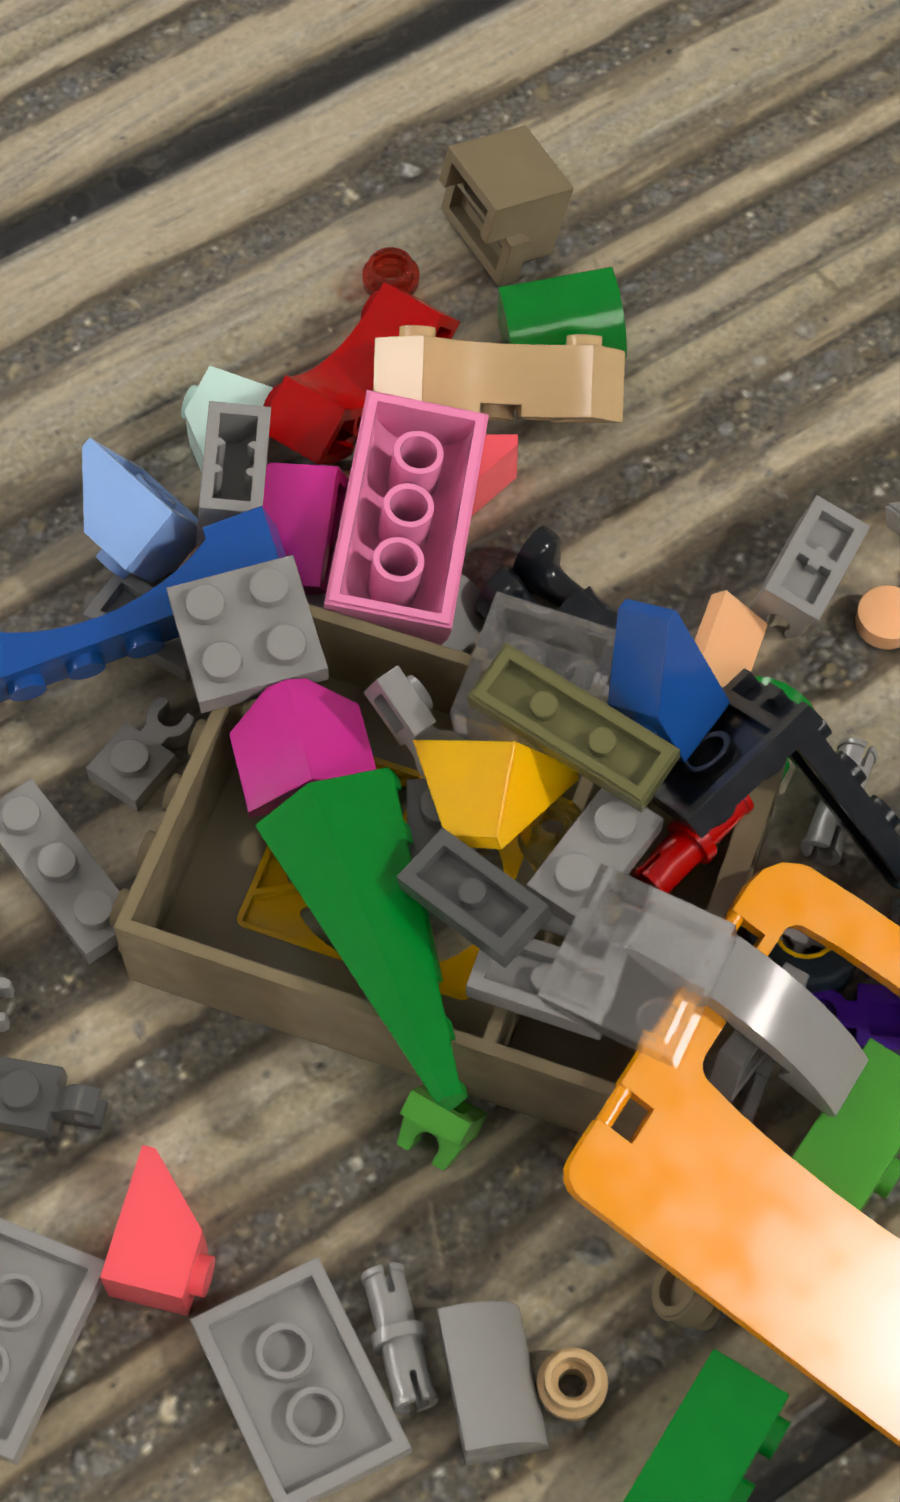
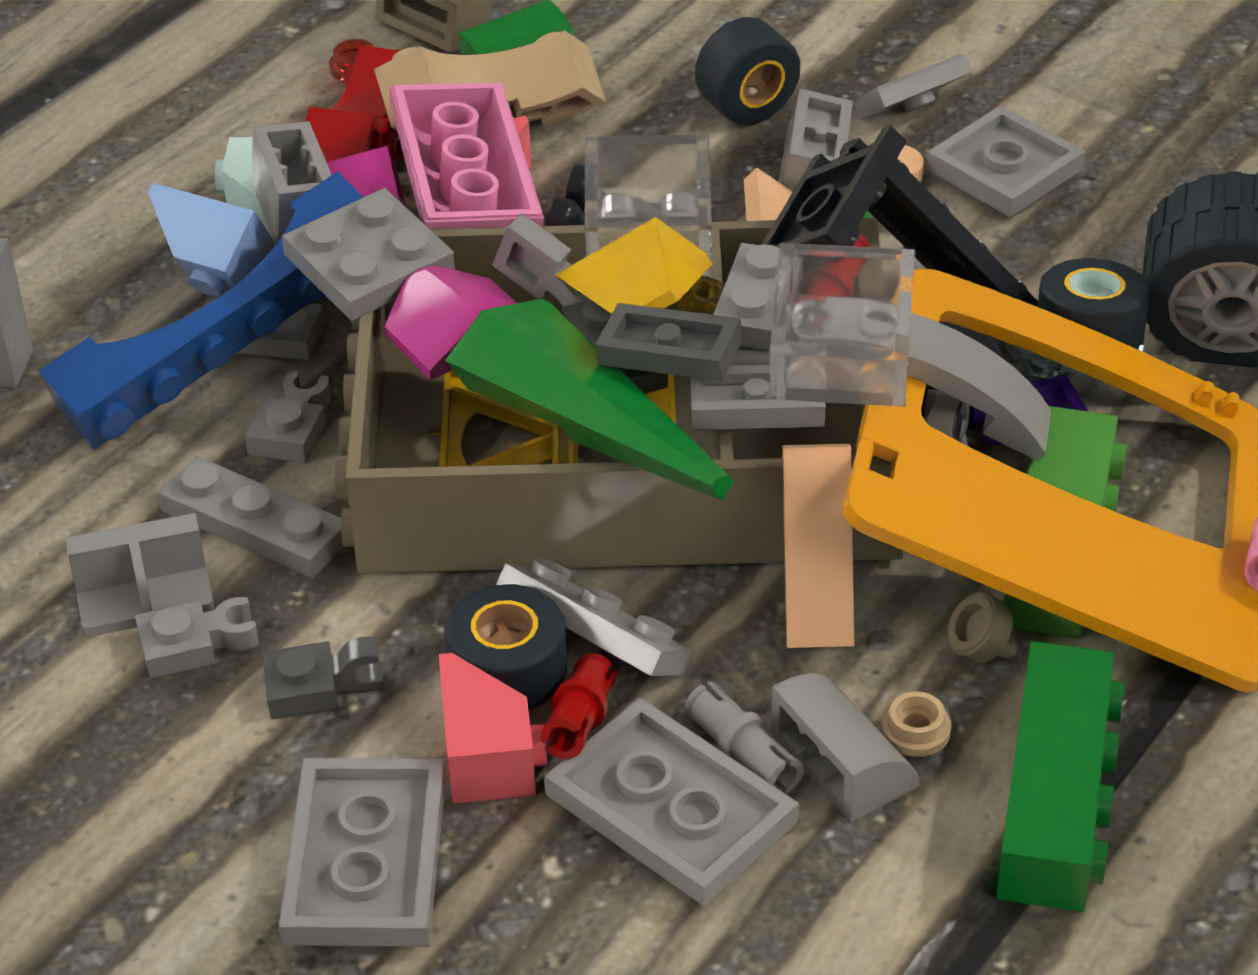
camera: 20 degrees left, 20 degrees down
(219, 1114) = (512, 637): none -> black wheel
(256, 1246) = (578, 706): none -> red pin
(319, 1136) = (598, 618): none -> light grey plate
(452, 1129) = (701, 572): bright green tile -> none
(558, 1111) = (817, 546): none -> light nougat tile
(574, 727) = (698, 202): olive tile -> none
(663, 677) = (754, 160): blue slope -> none
(778, 441) = (747, 70): none -> black wheel

